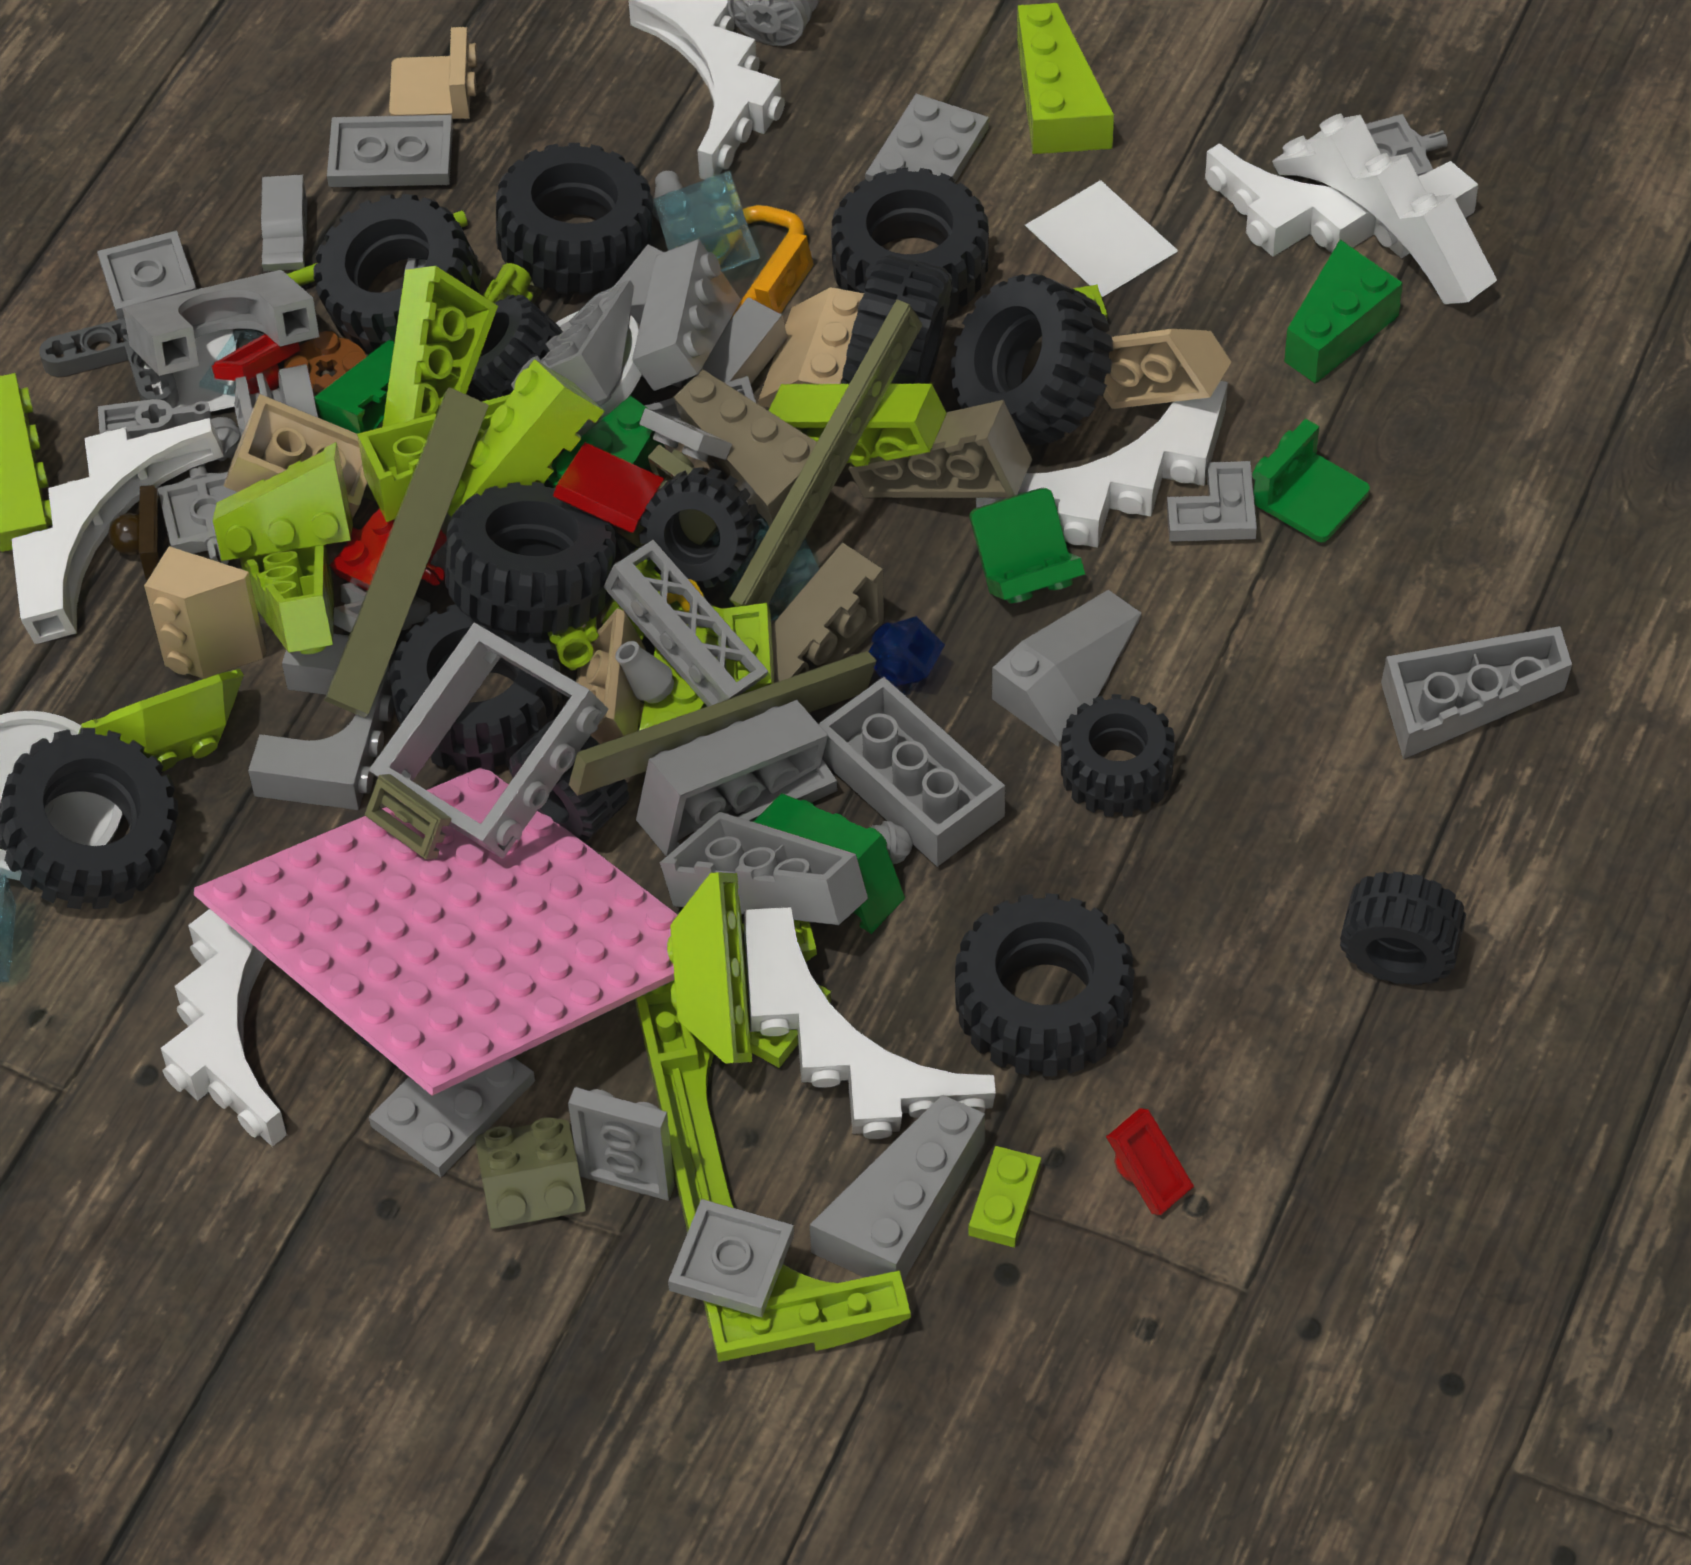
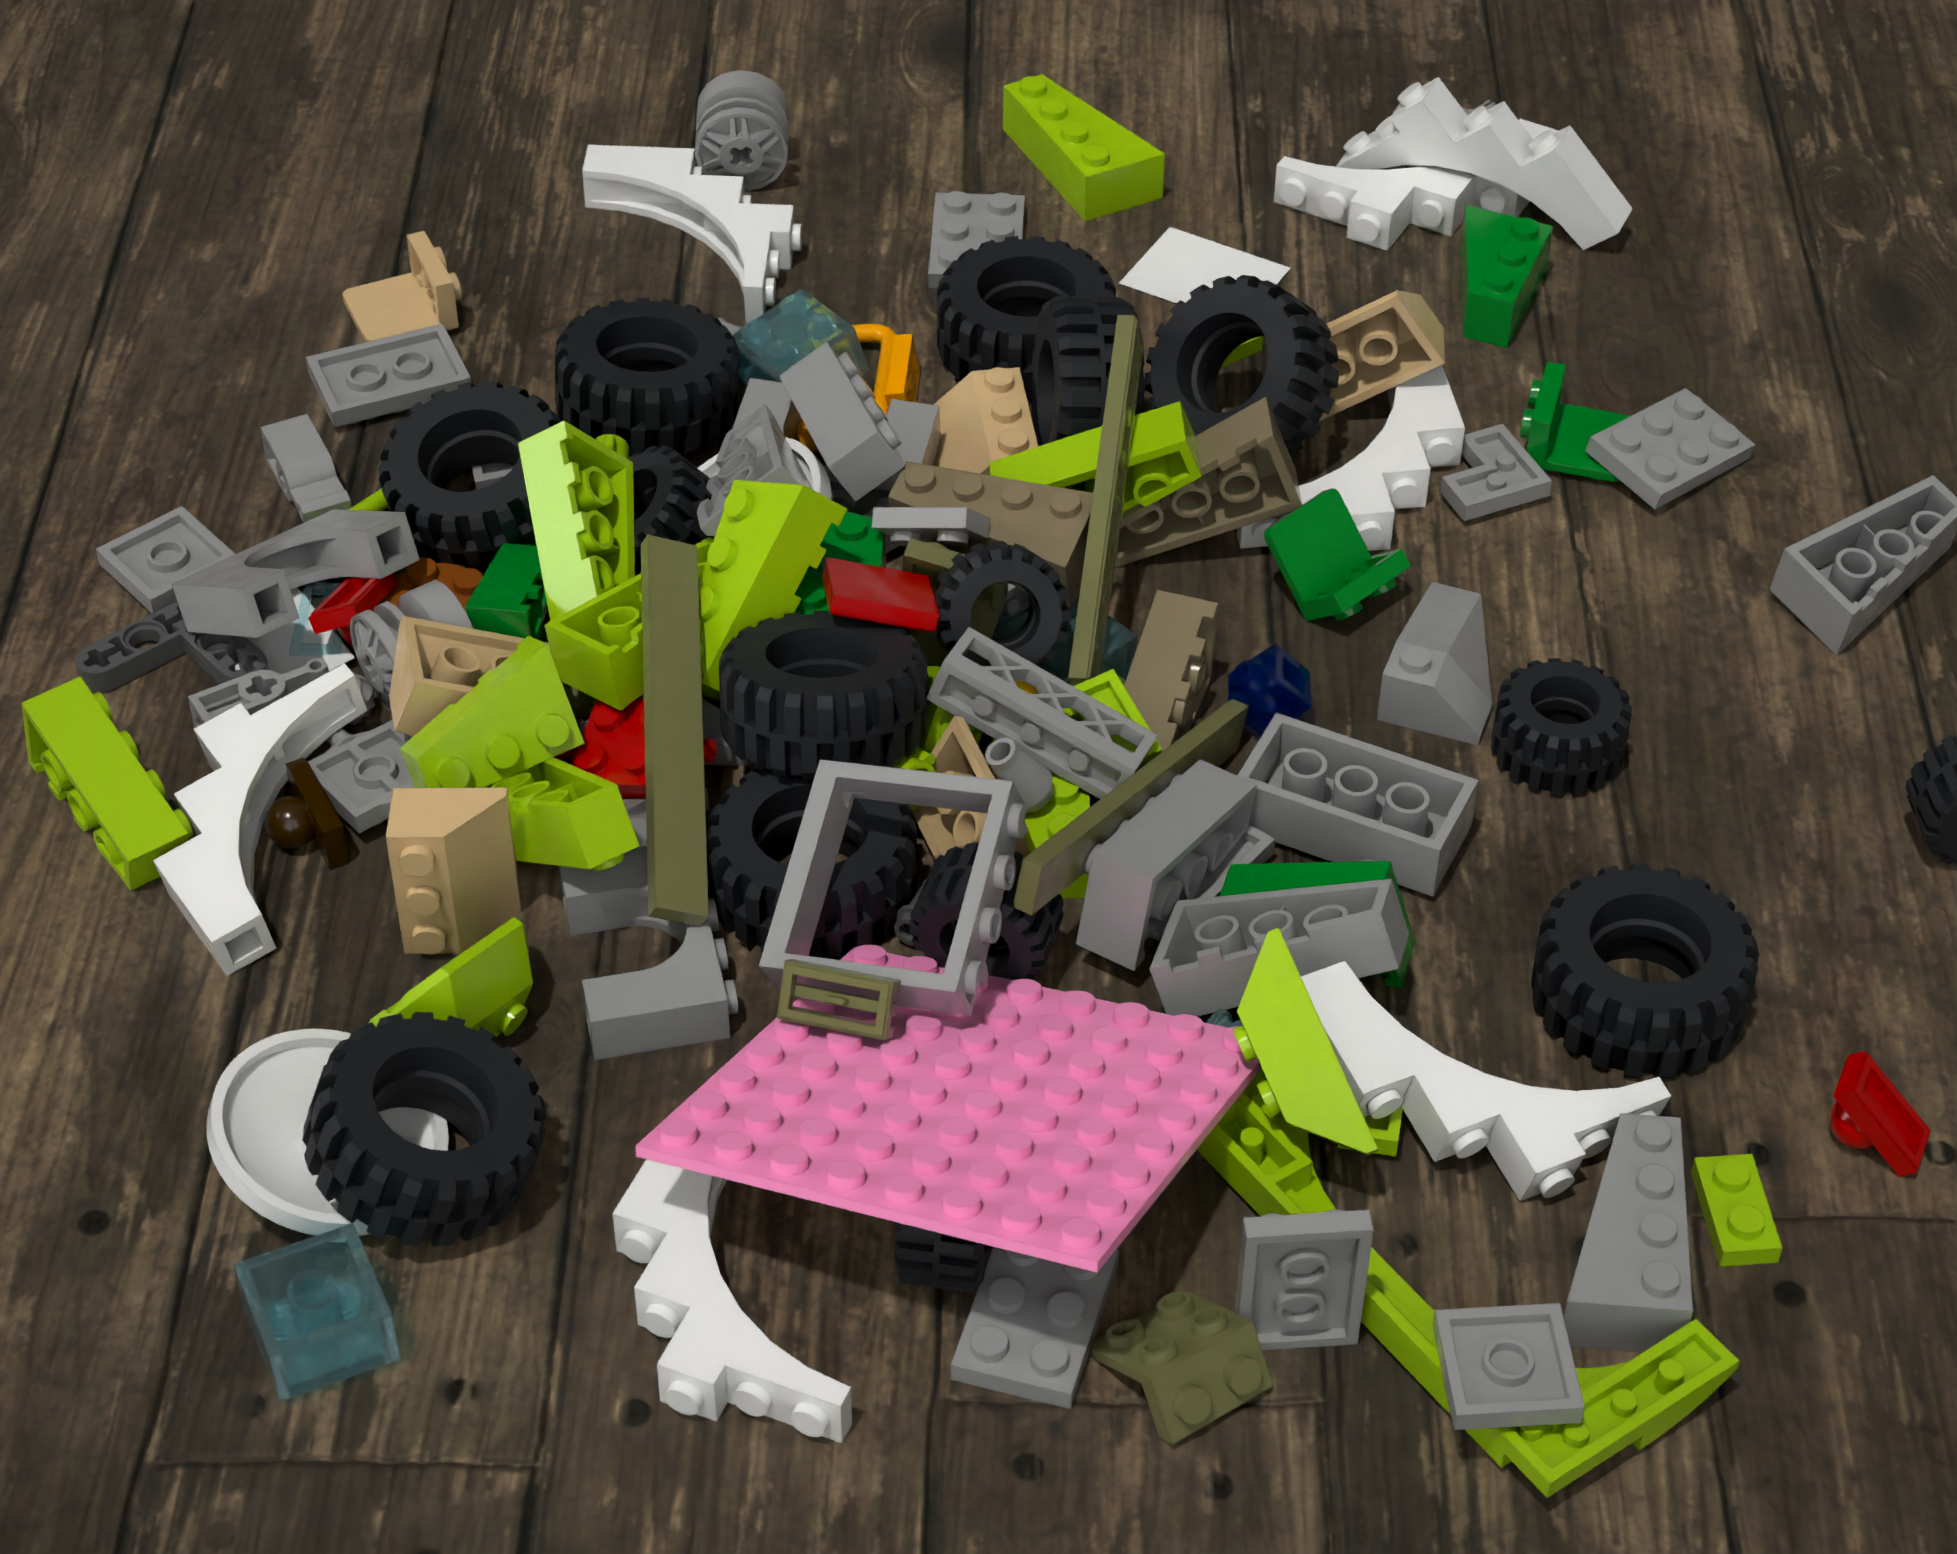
camera: 25 degrees left, 10 degrees down
(1380, 525) = (1670, 448): none -> light grey plate

